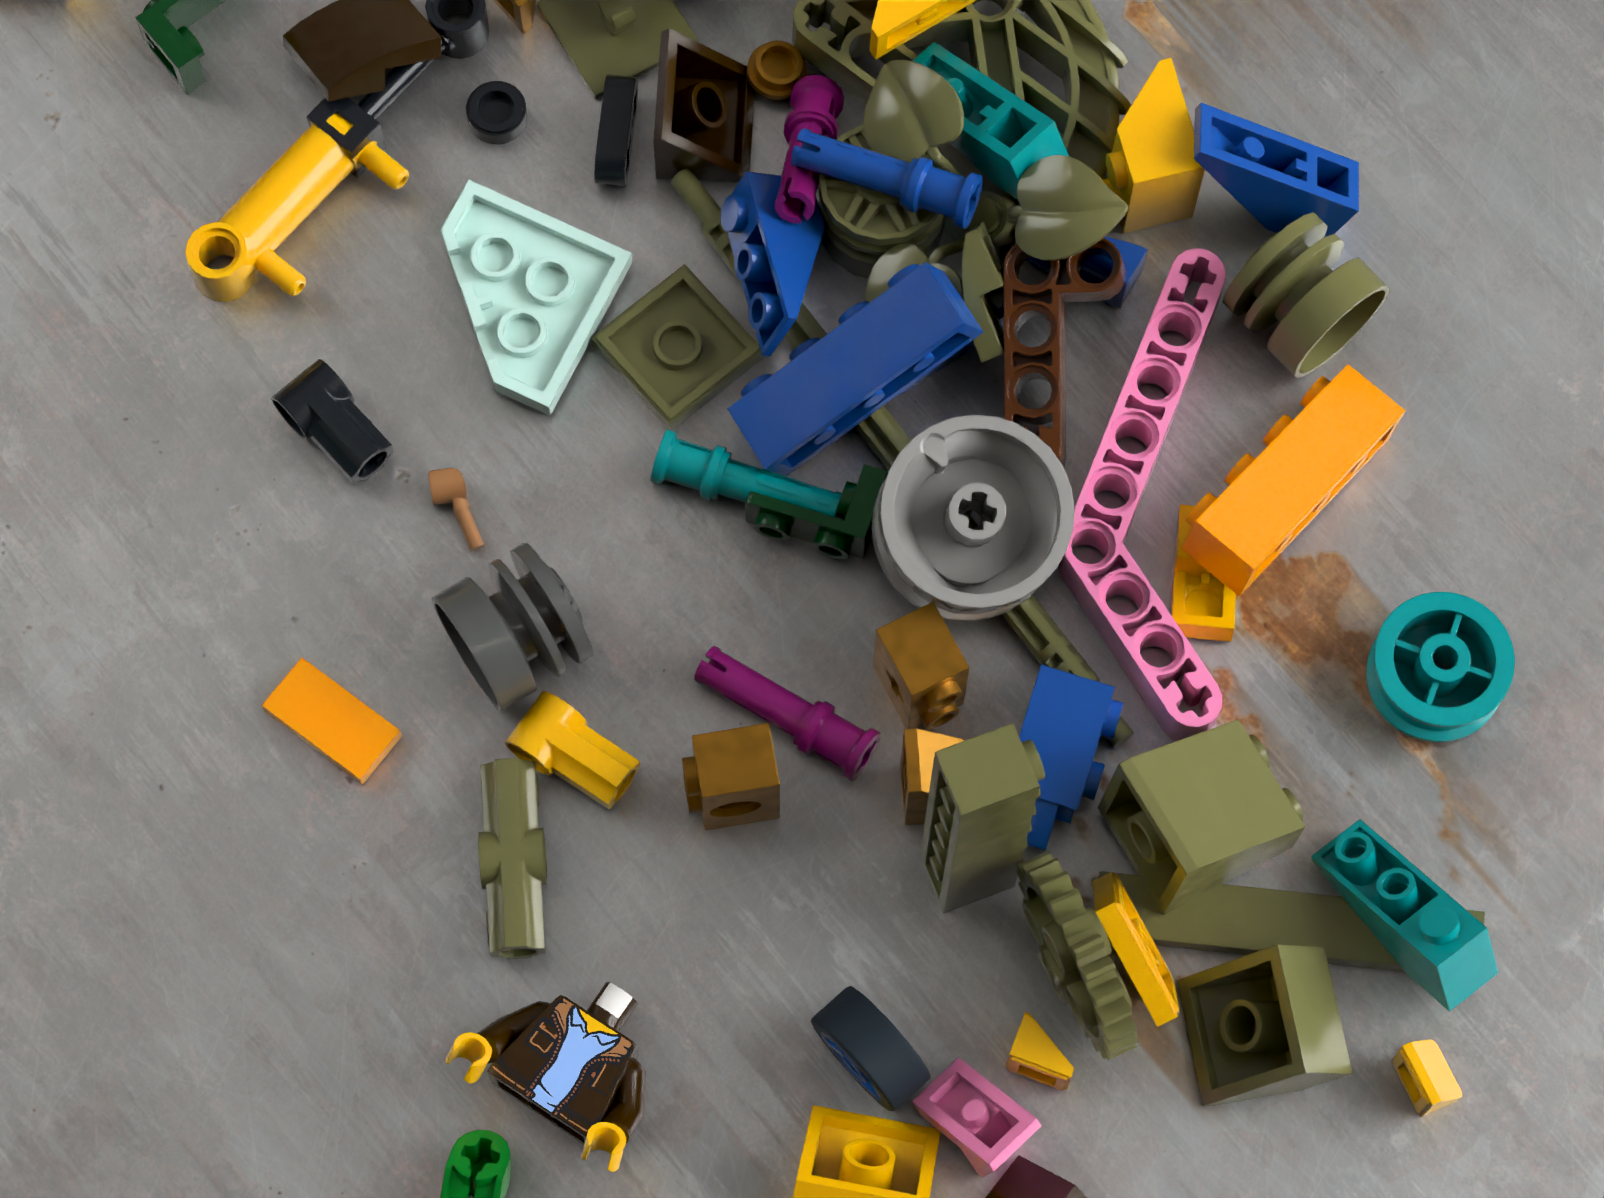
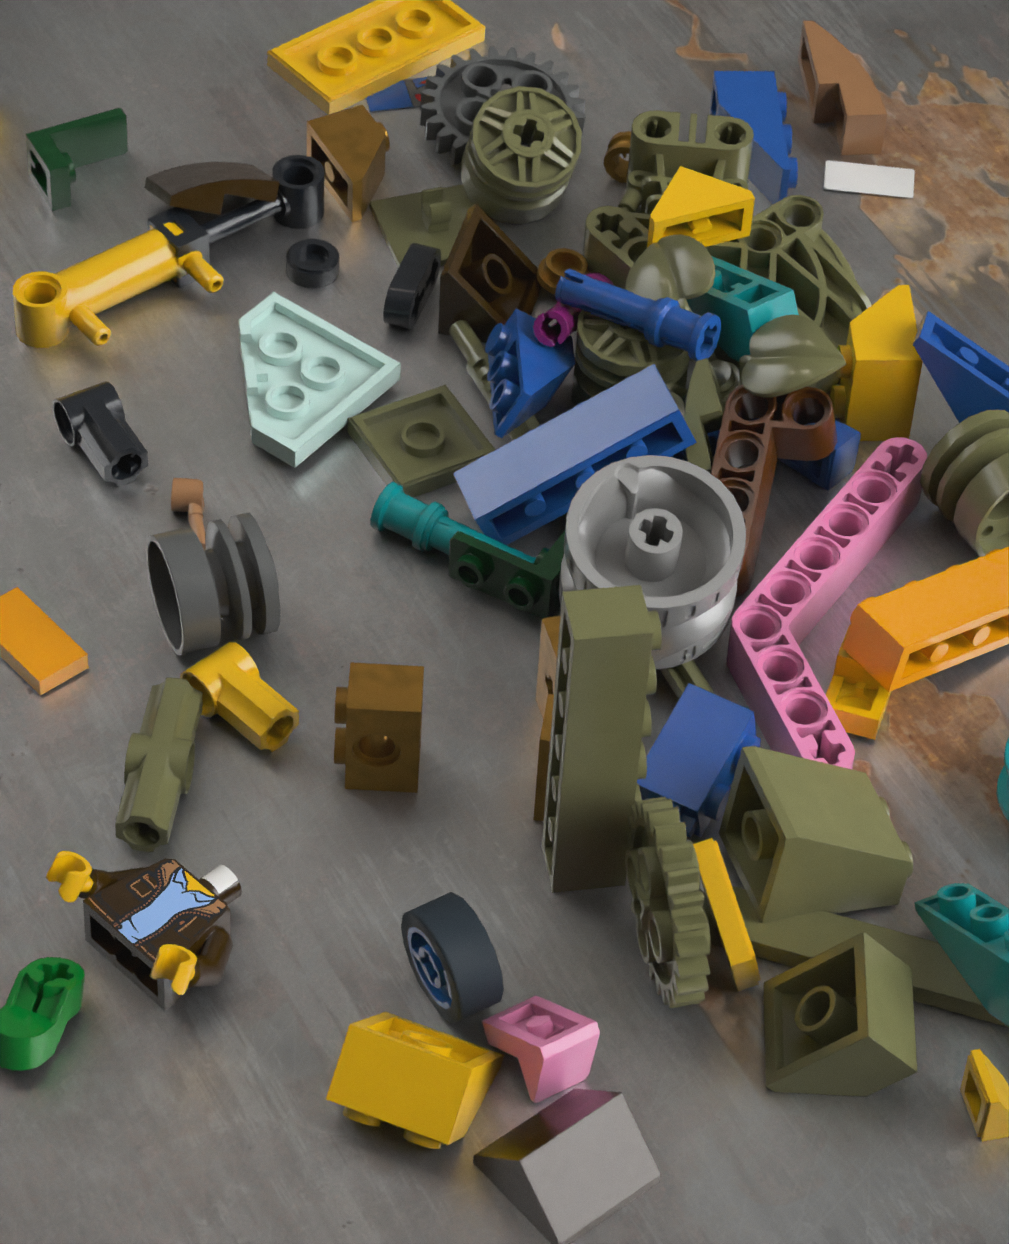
camera: 10 degrees right, 25 degrees down
(812, 726) = (465, 718): magenta pin -> none
(1037, 1056) = (613, 1004): yellow slope -> none

